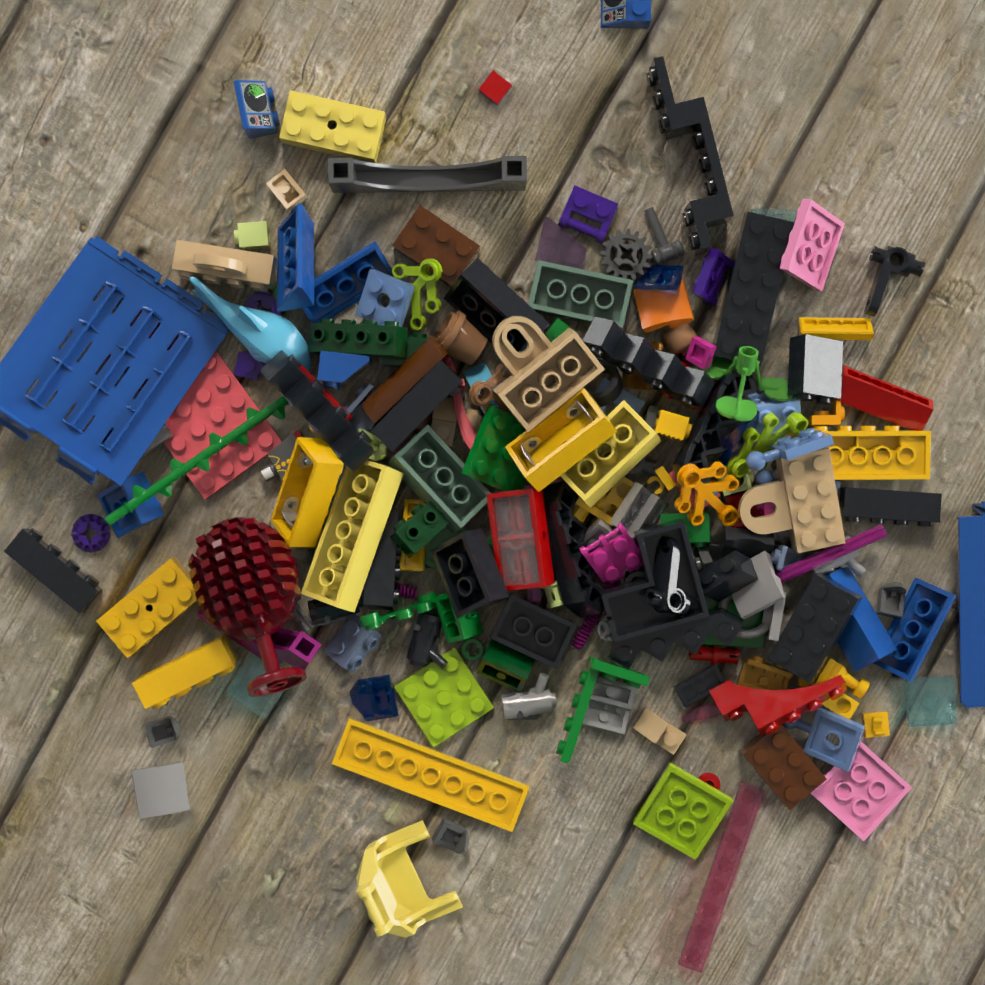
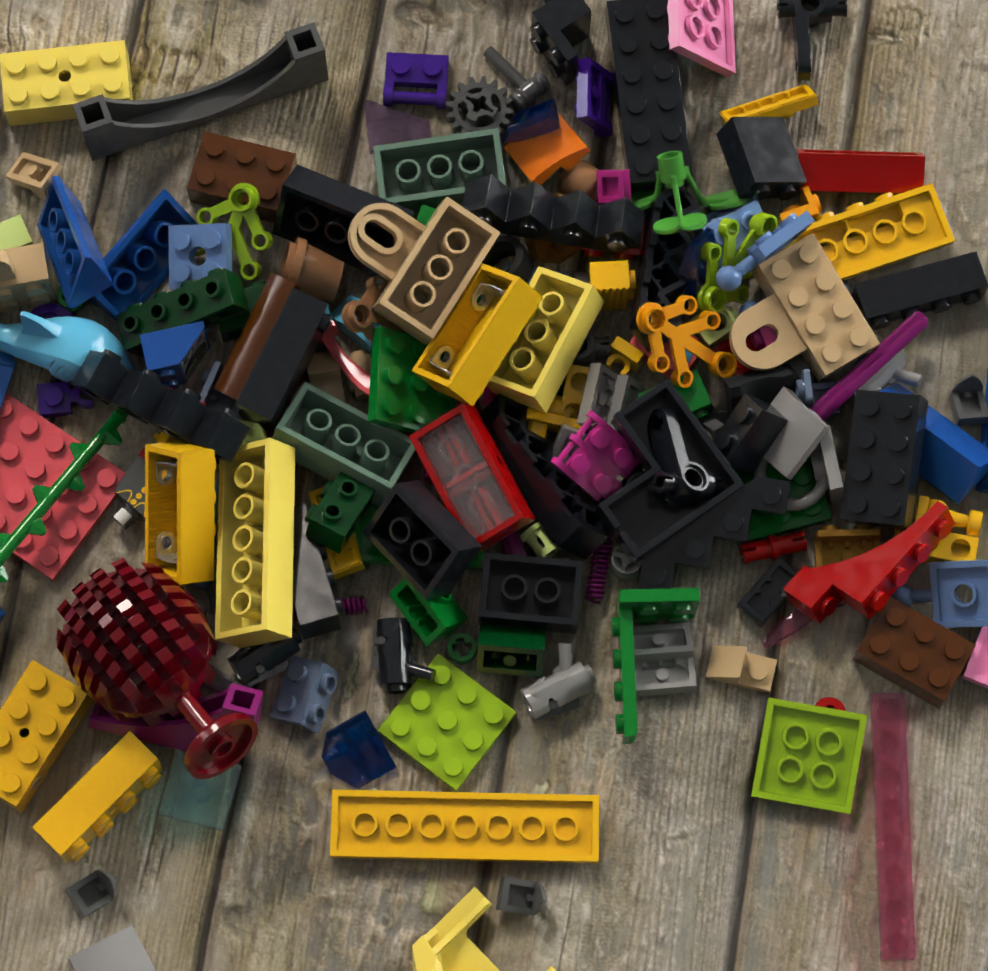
camera: 20 degrees left, 15 degrees down
(374, 620) = (323, 640): green plant -> none

